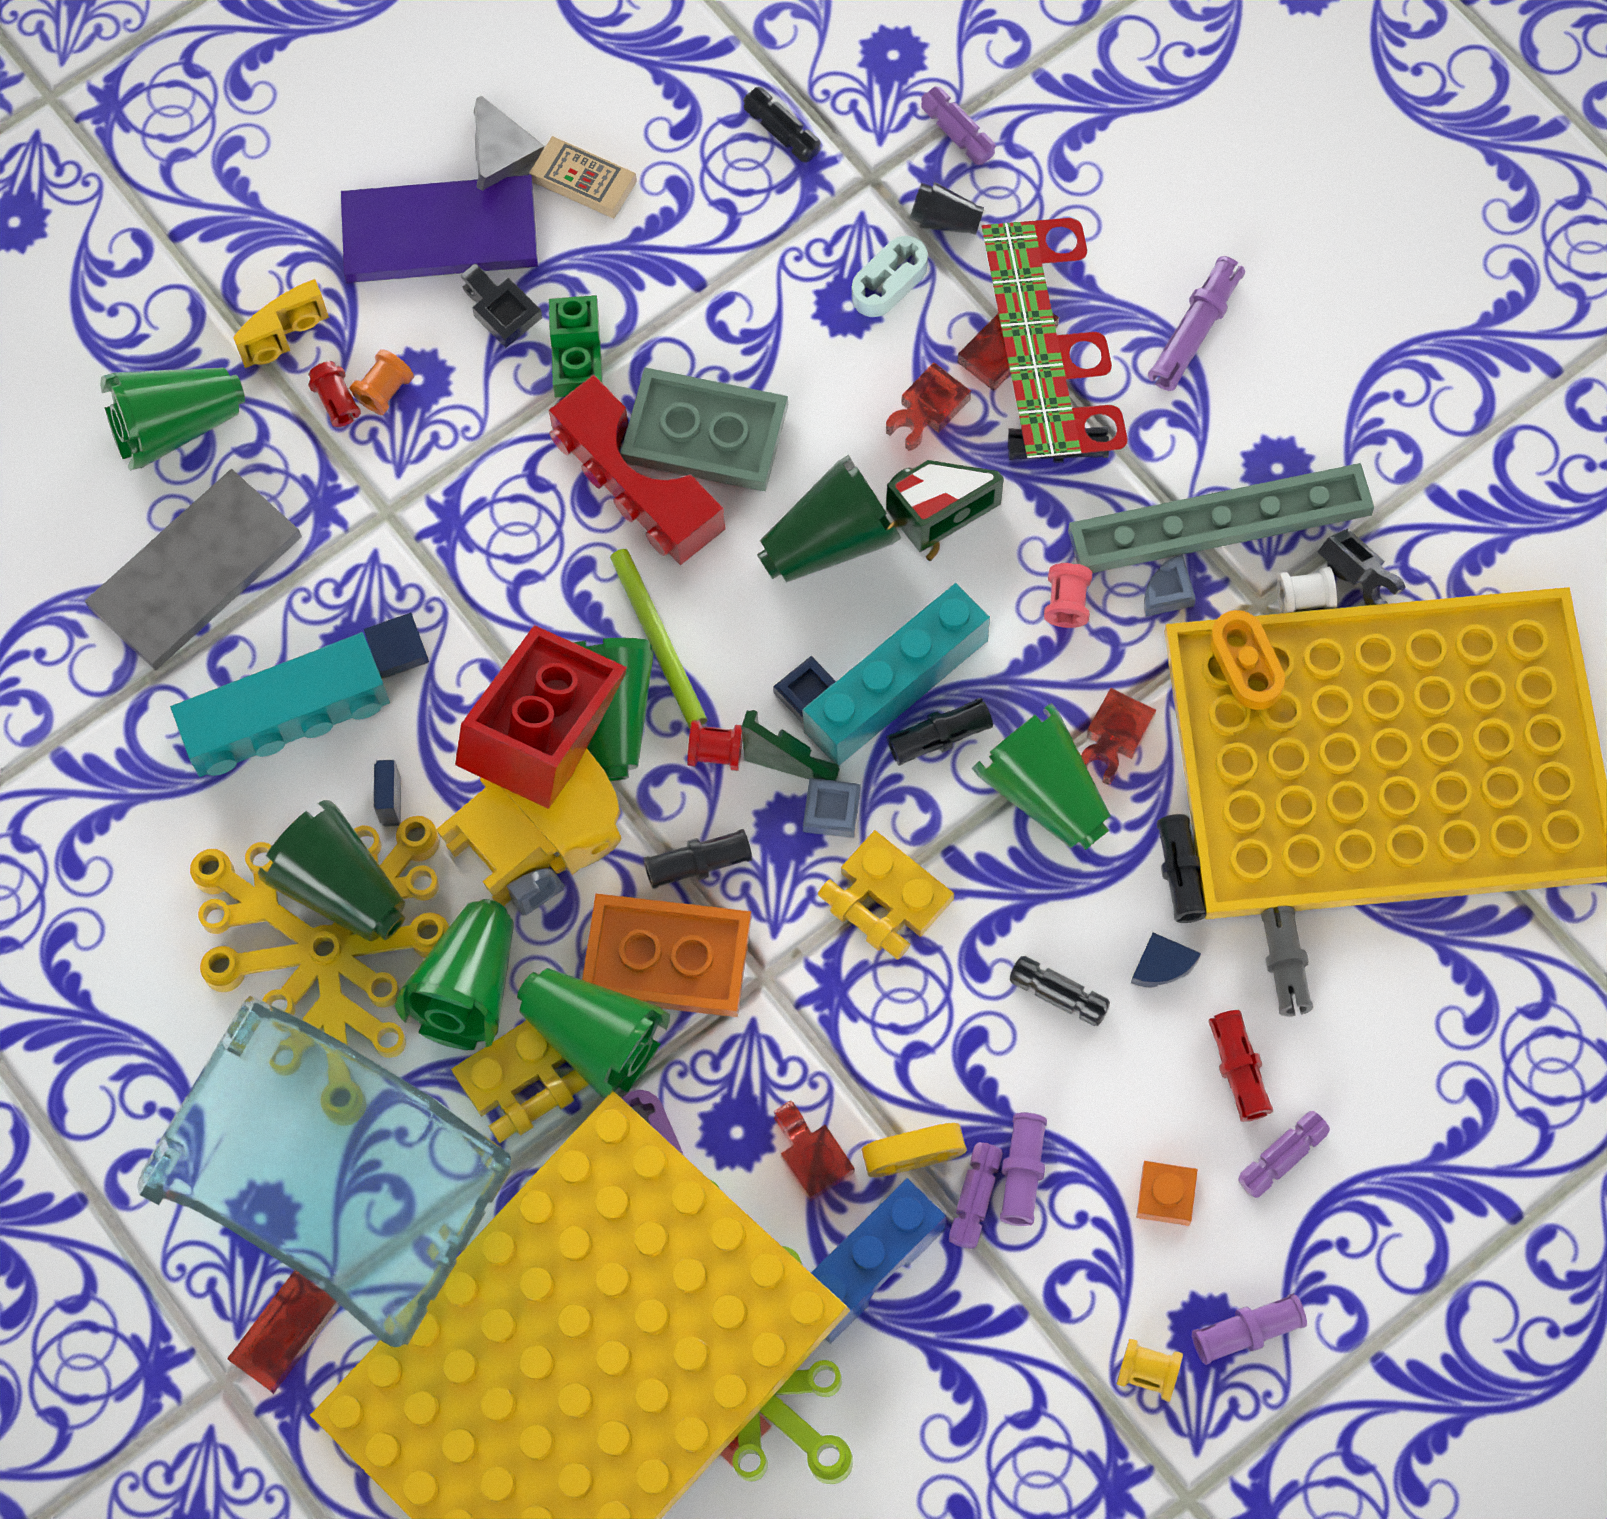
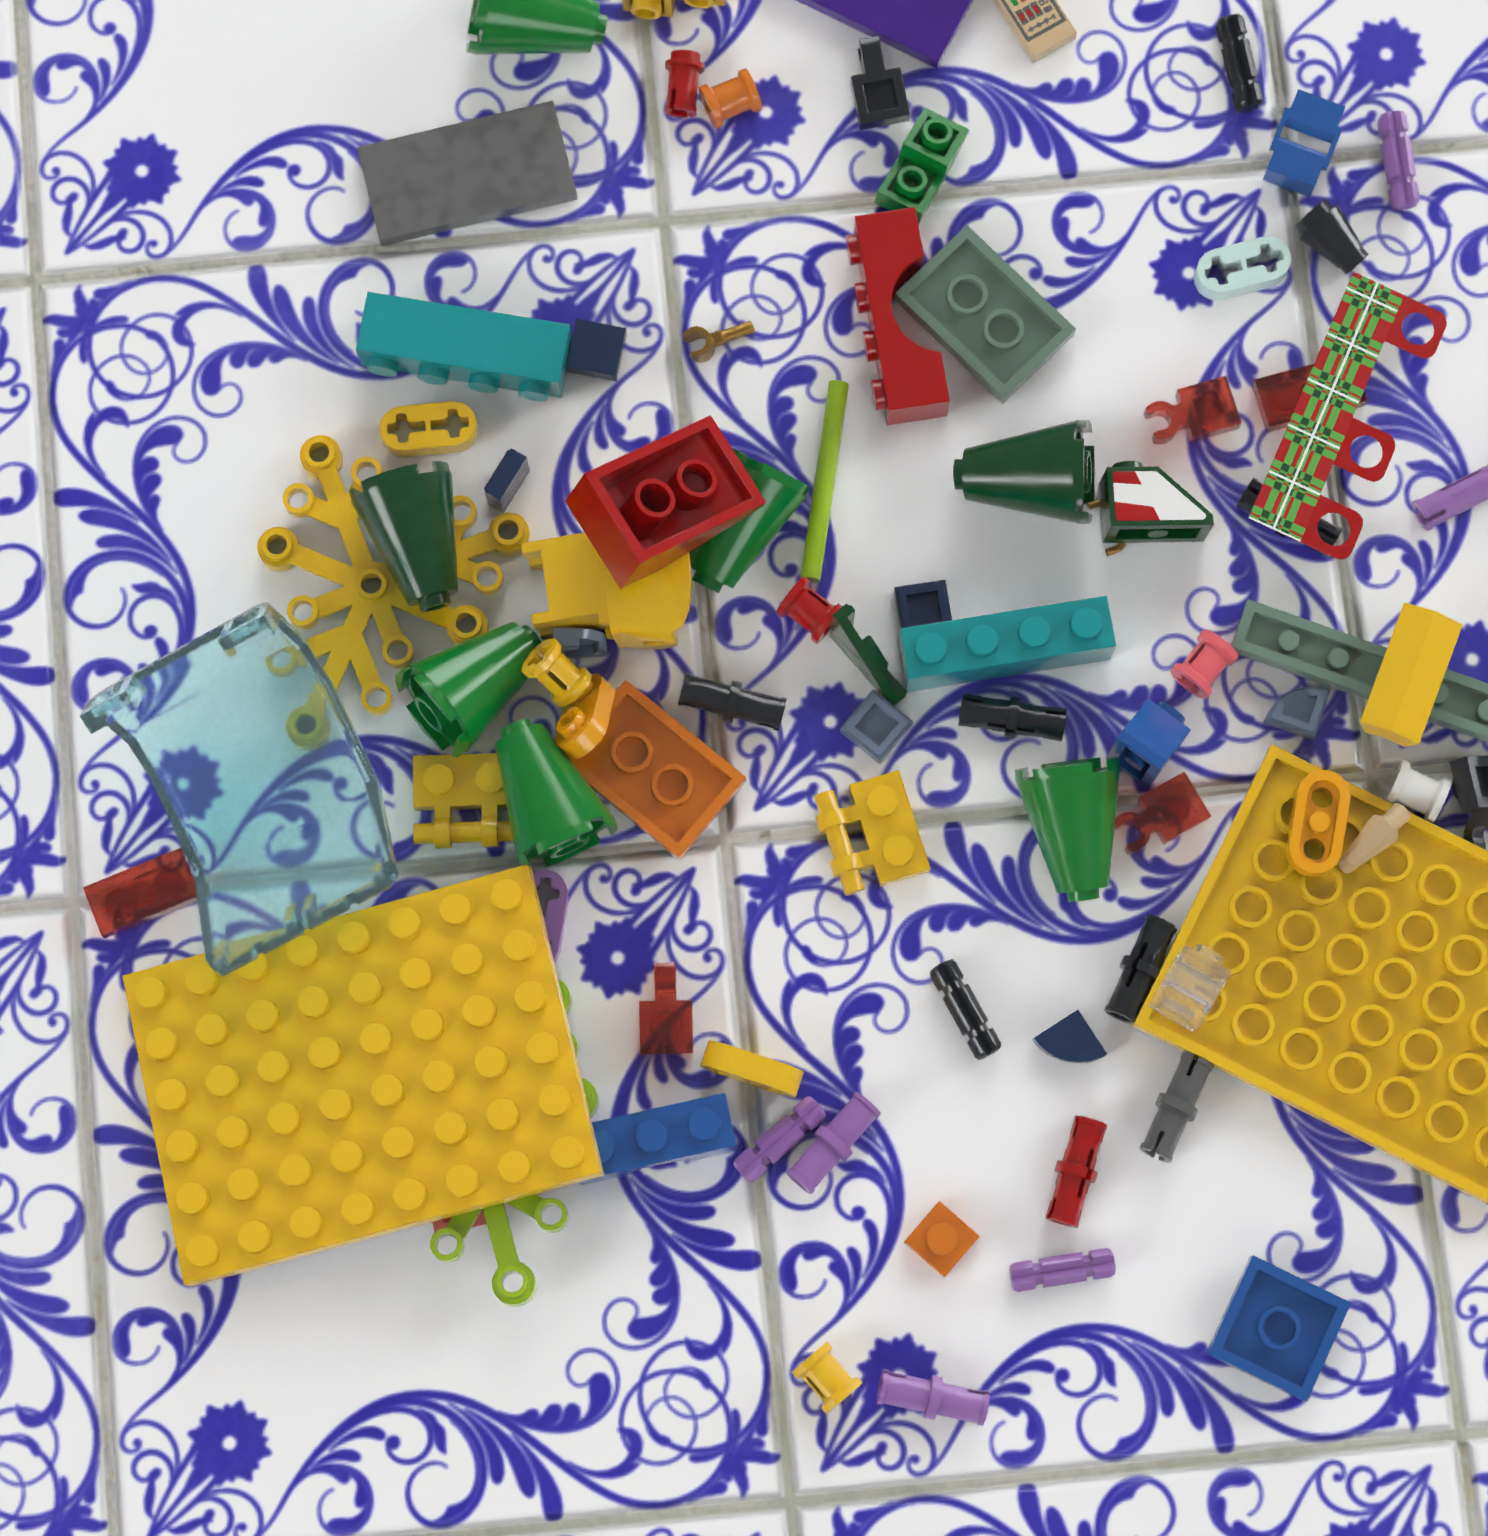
camera: 30 degrees right, 10 degrees up
(291, 791) = (429, 441): none -> yellow beam
(491, 579) = (714, 339): none -> pearl gold hand
(550, 921) = (556, 672): none -> yellow bush
(580, 941) = (586, 719): none -> light orange plate
(880, 174) = (1296, 165): none -> blue piece
(1067, 681) = (1149, 741): none -> blue slope
(1234, 851) = (1190, 986): none -> clear brick
(1241, 501) = (1410, 675): none -> yellow piece
(1299, 644) = (1374, 837): none -> tan bar
(1492, 1088) = (1278, 1328): none -> blue plate

